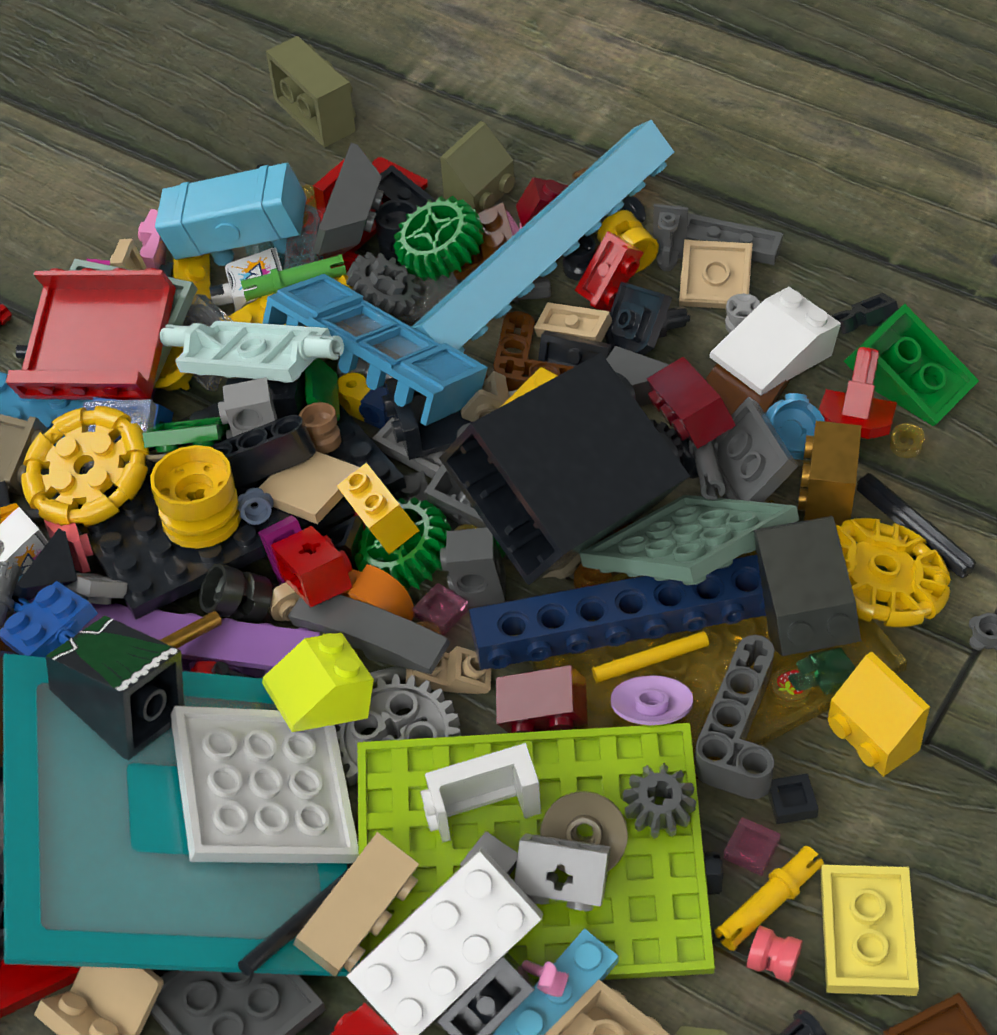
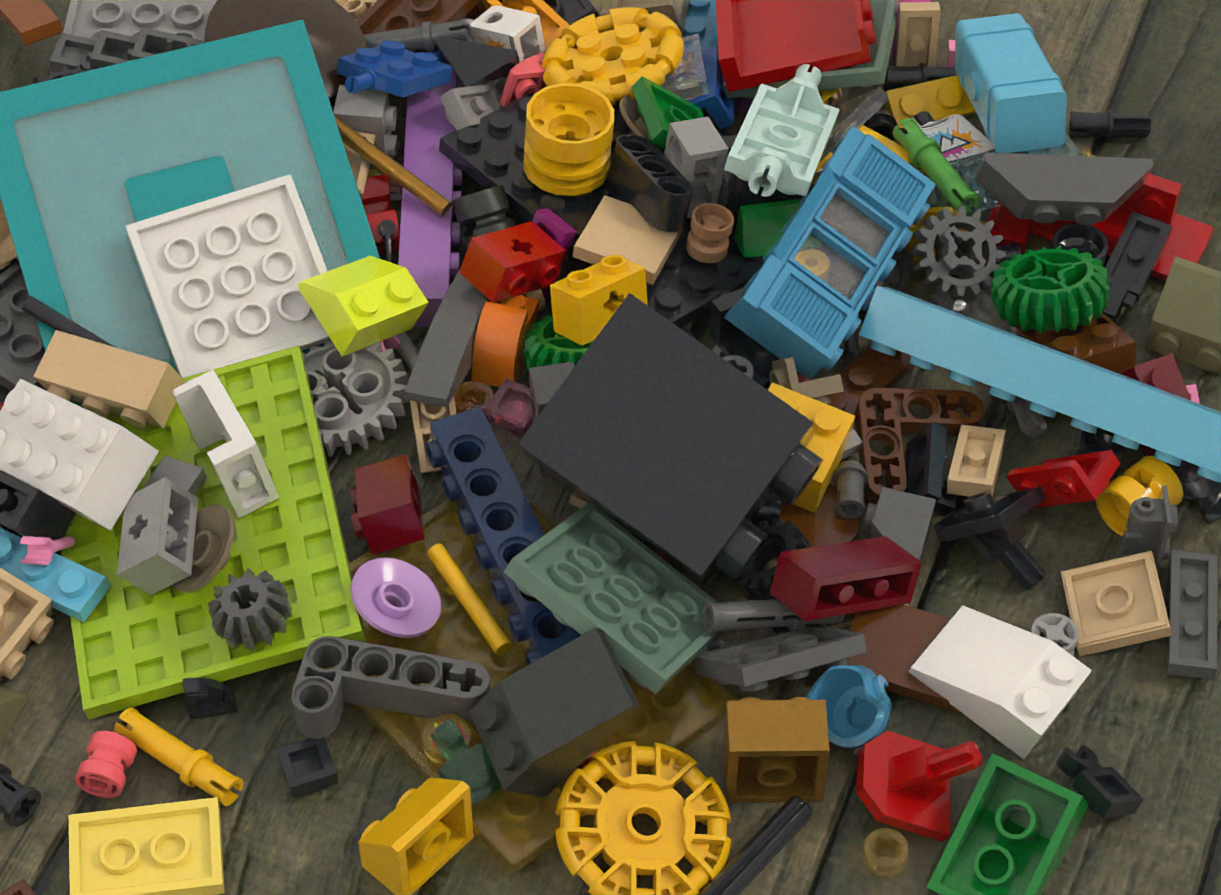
camera: 75 degrees right, 0 degrees up
(118, 683) = (291, 115): black slope -> none
(256, 514) = (581, 197): sand blue plate -> none
(752, 846) = (240, 733): clear pink plate -> none

